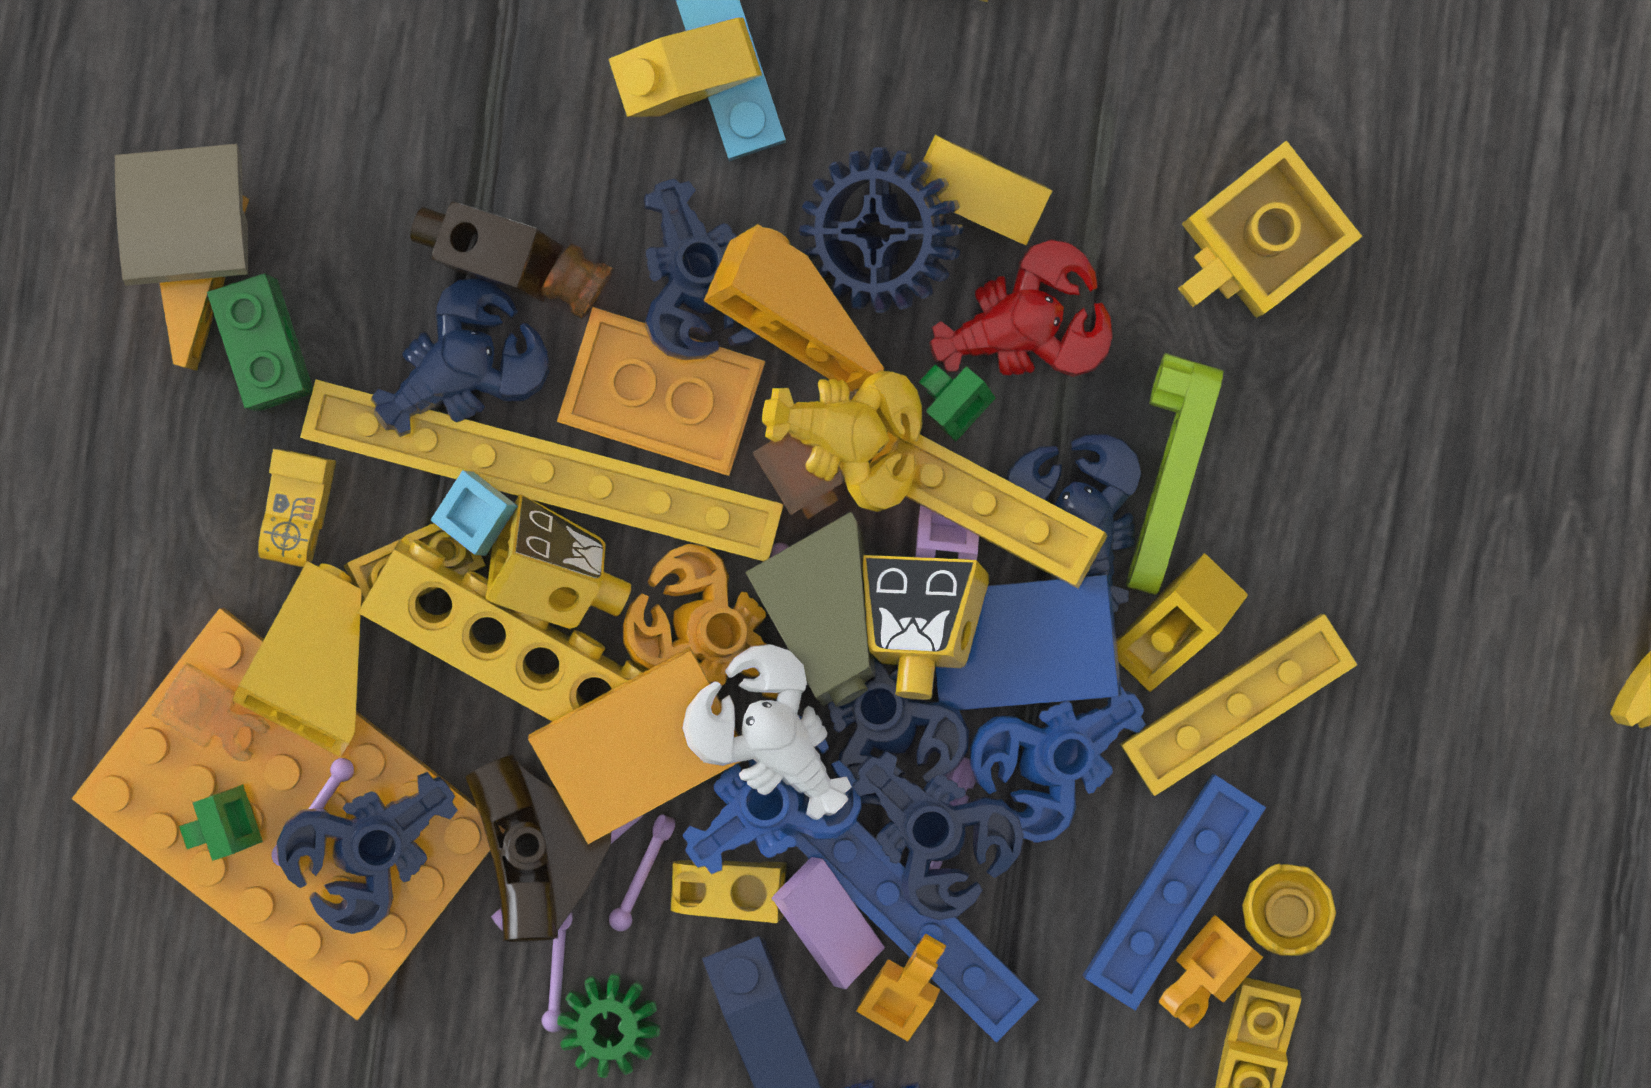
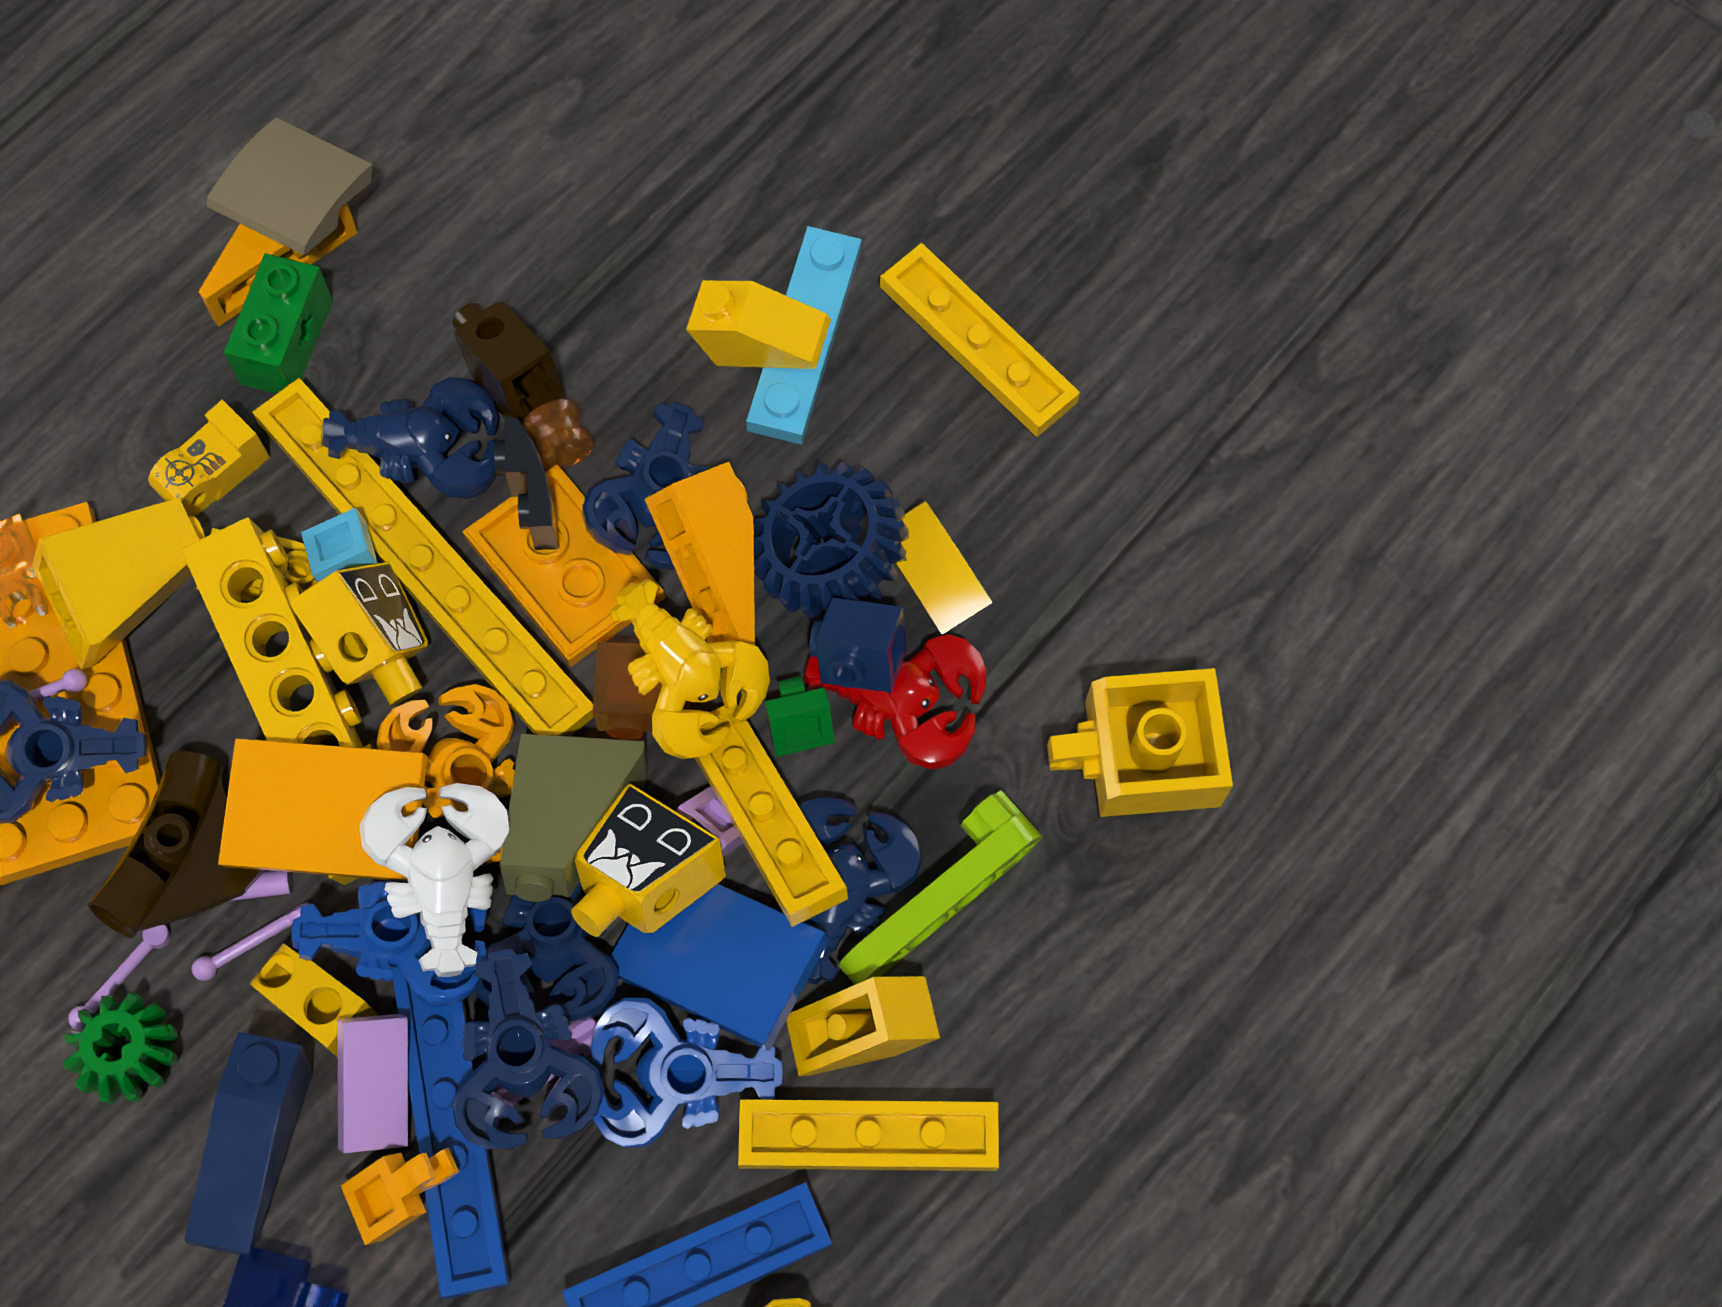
camera: 30 degrees right, 20 degrees down
(572, 335) = (527, 480): none -> black slope
(973, 312) = (860, 644): none -> dark blue brick

